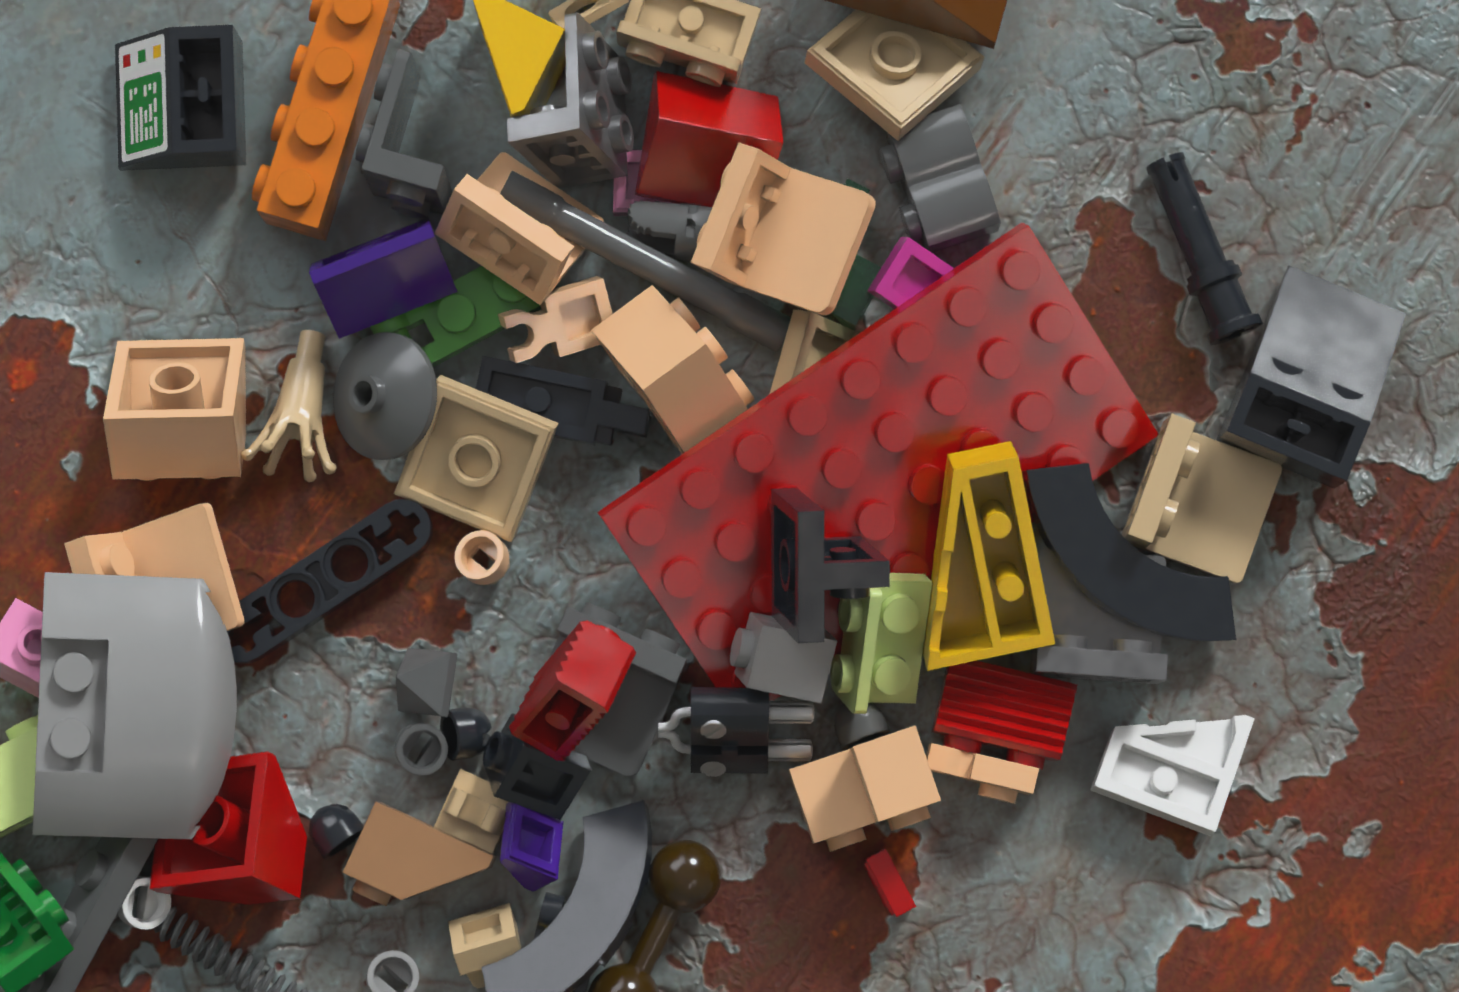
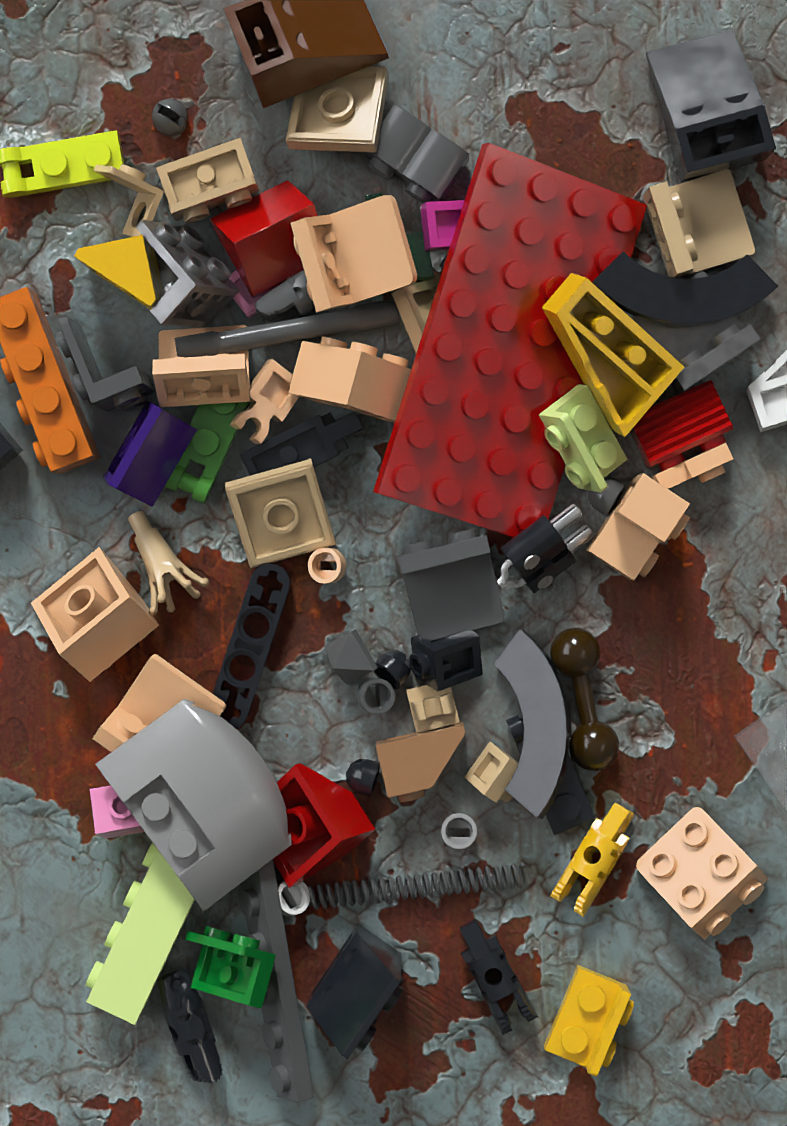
camera: 40 degrees left, 5 degrees up
(402, 398) = (213, 510): dark grey dish -> none
(531, 846) = (478, 702): dark purple slope -> none
(573, 690) = (438, 600): red brick -> none
(777, 664) = (538, 491): light grey brick -> none
(809, 564) = (517, 427): black bracket -> none
(888, 883) = (690, 569): red tile -> none
(1212, 277) = (608, 91): black pin -> none

